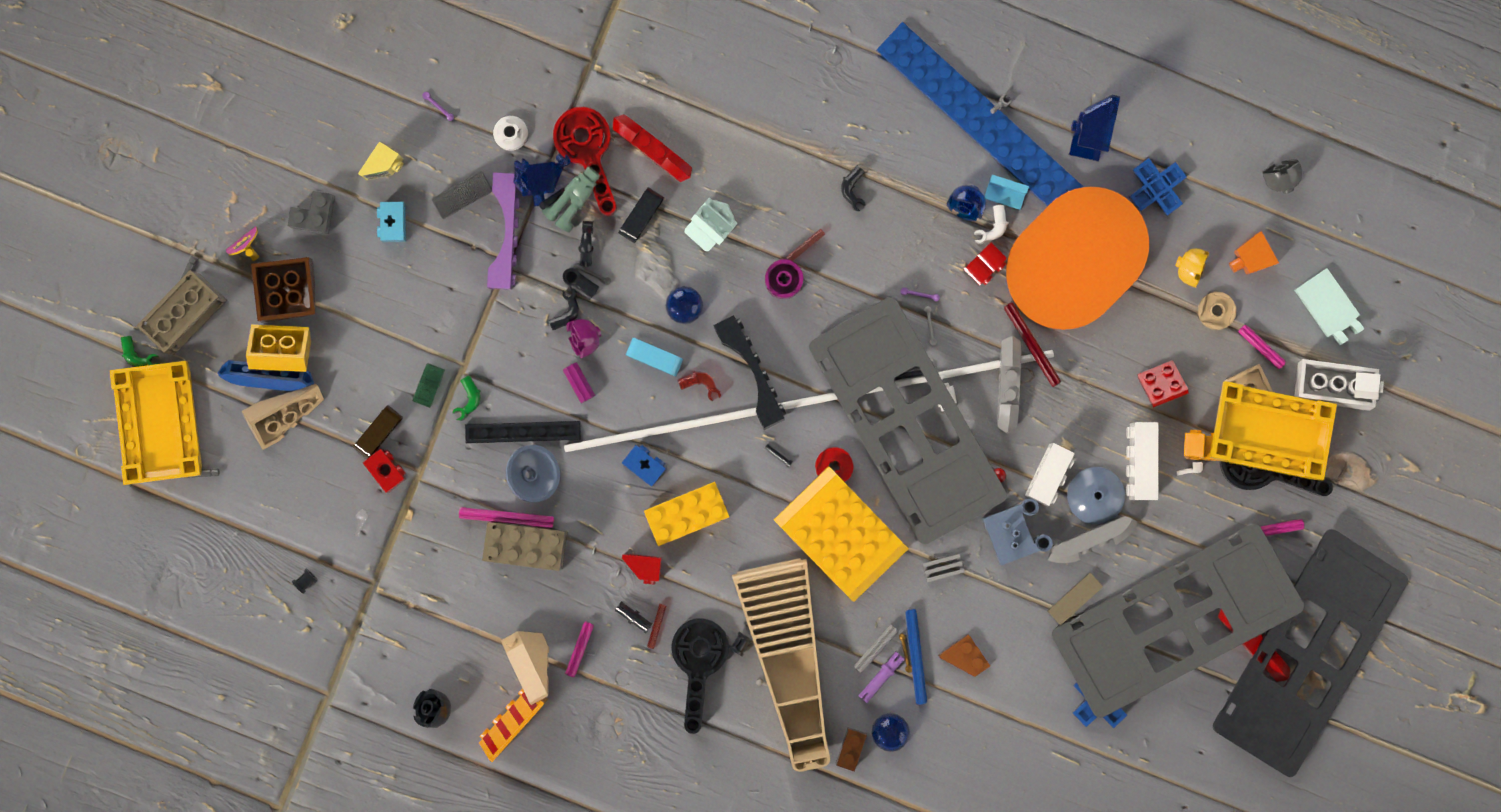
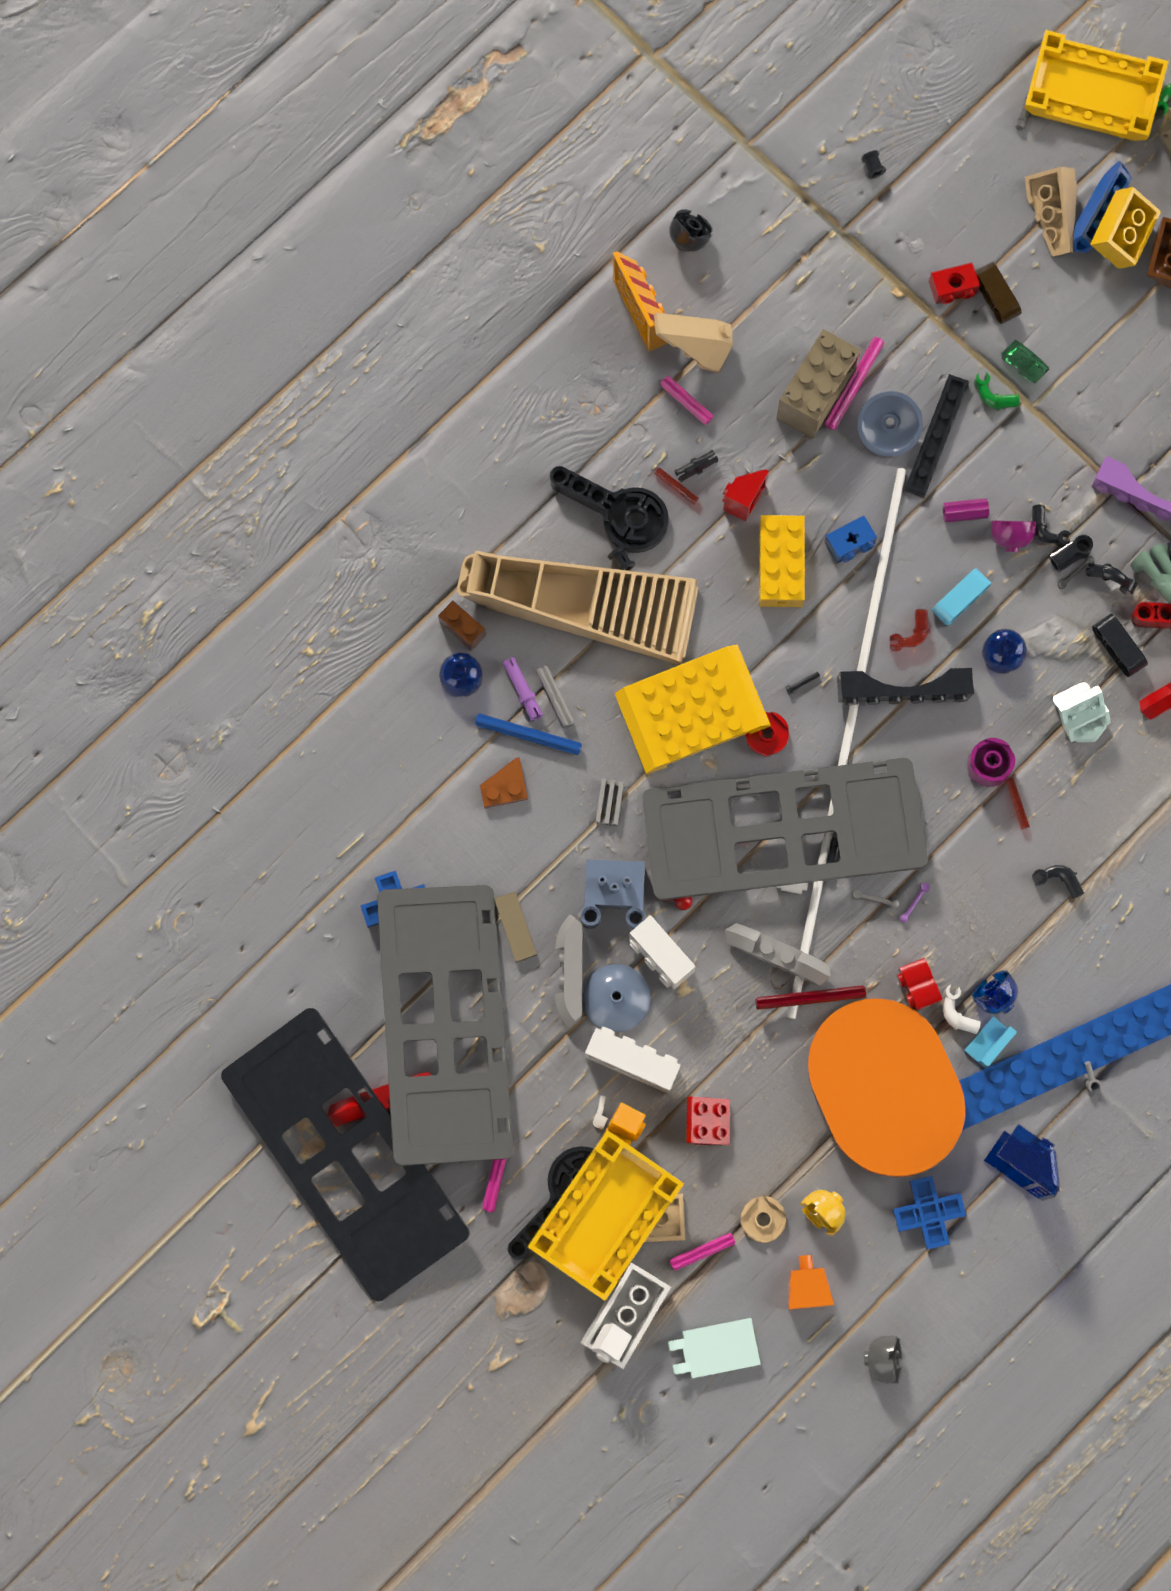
camera: 115 degrees right, 10 degrees down
(908, 668) = (555, 729): pearl gold hinge -> none

